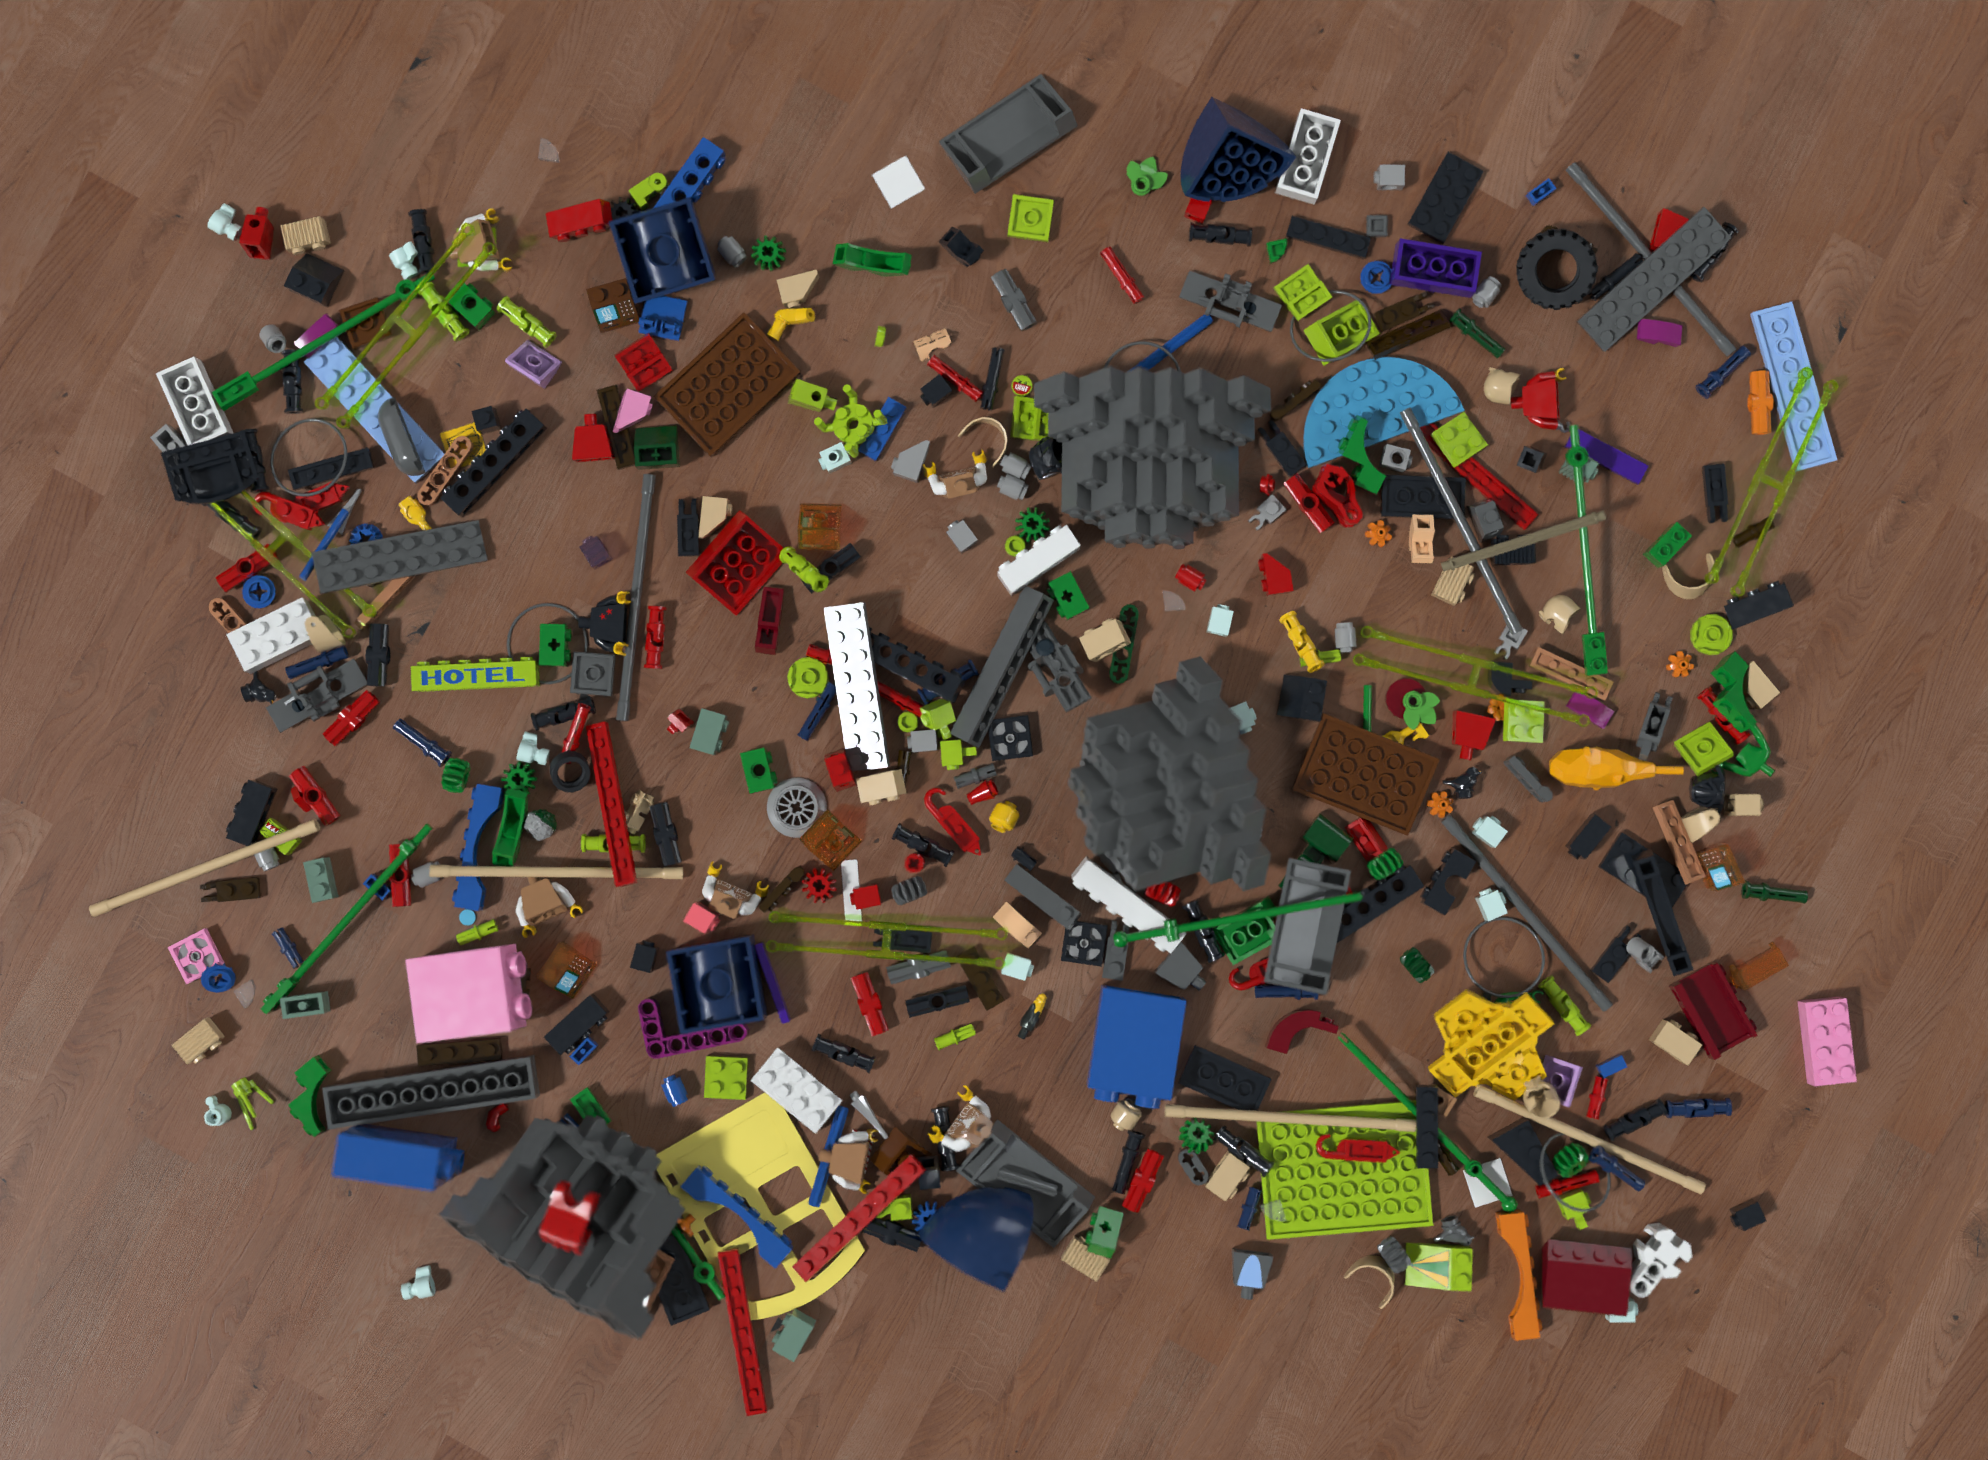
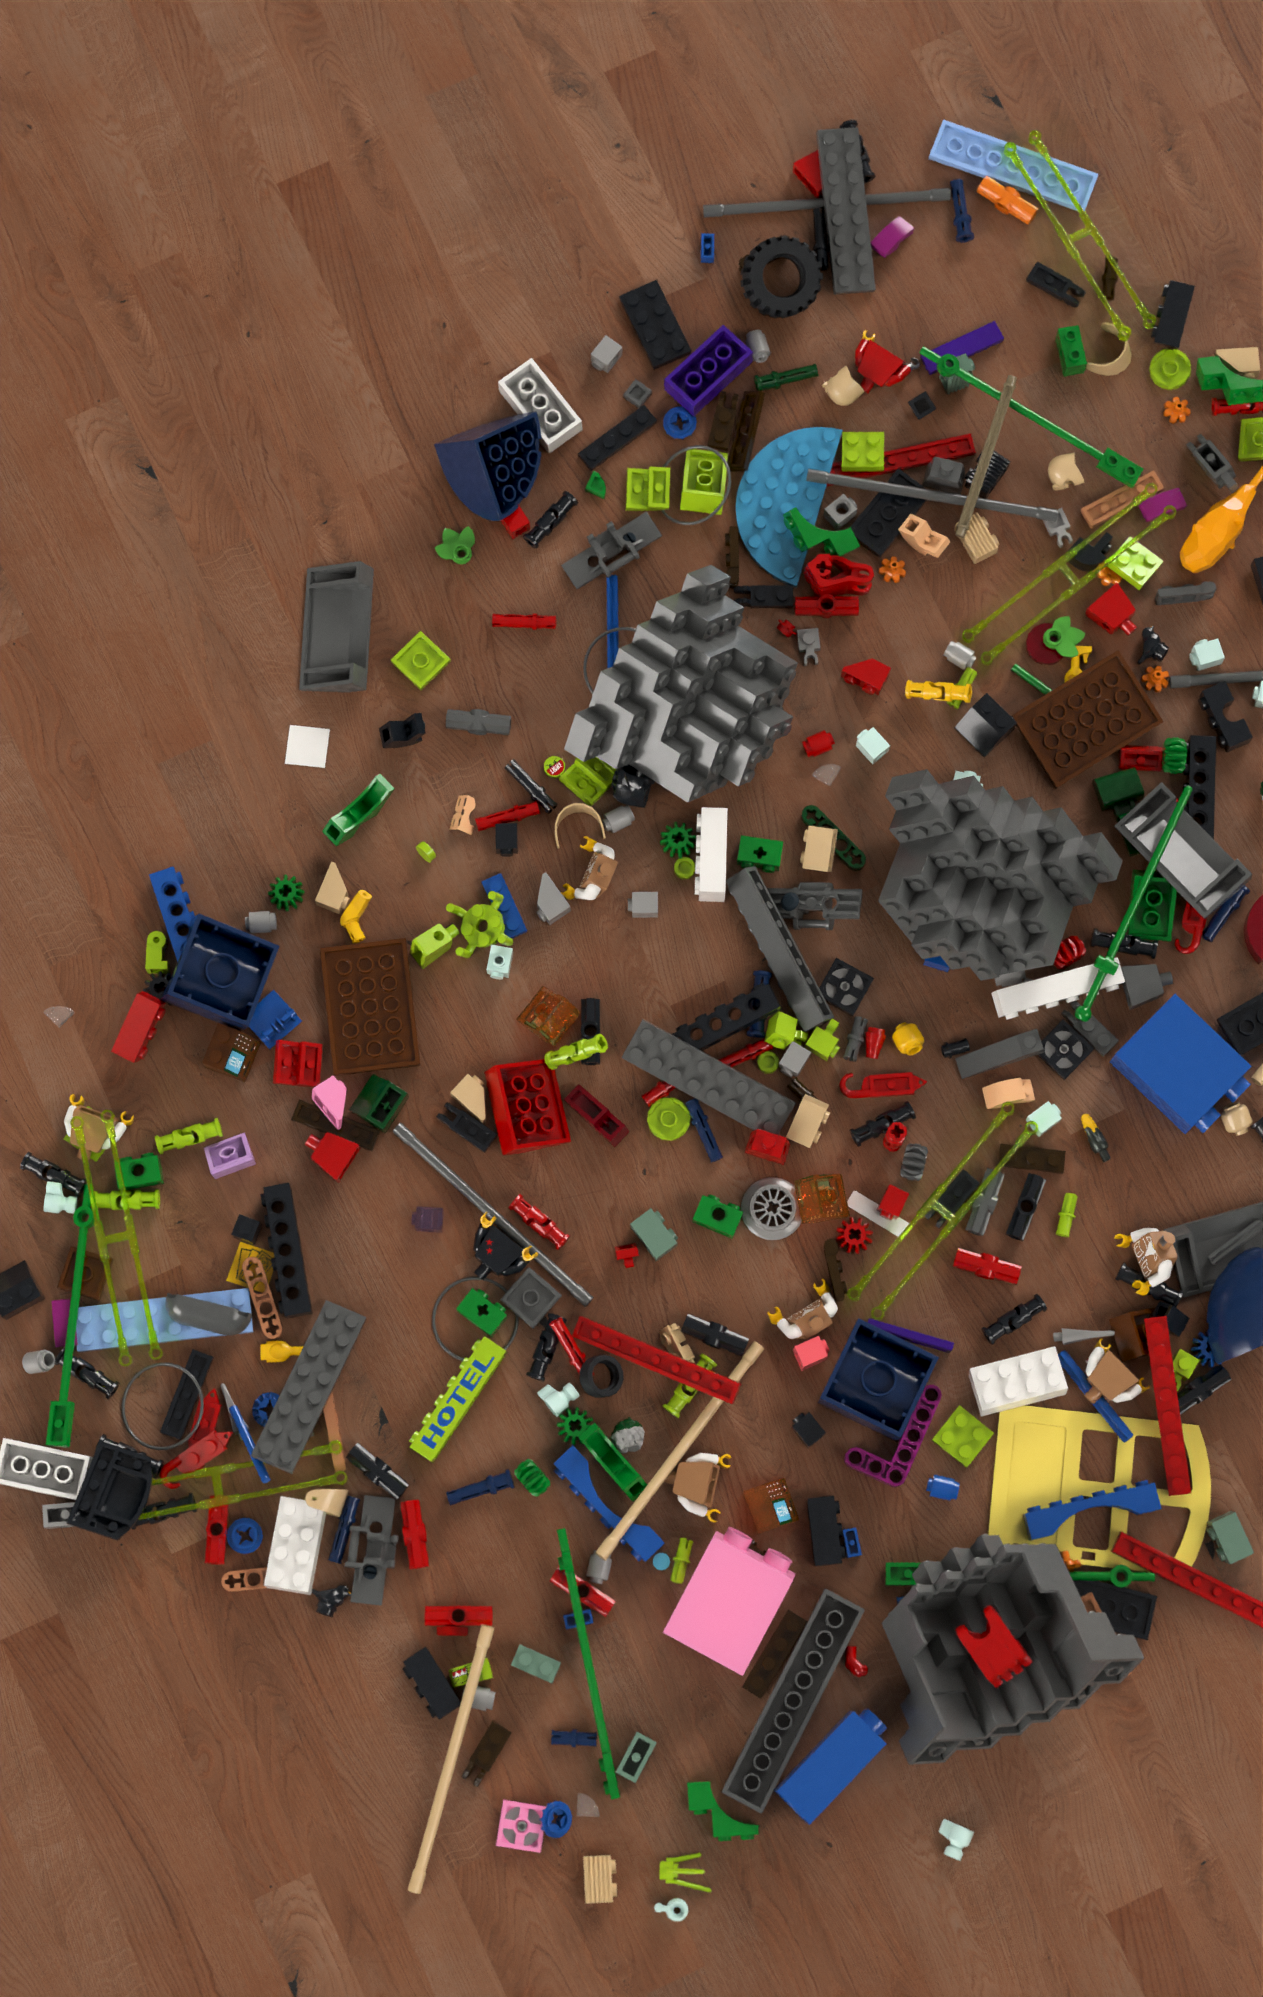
camera: 55 degrees left, 10 degrees down
(1012, 487) = (634, 834): light grey brick -> none

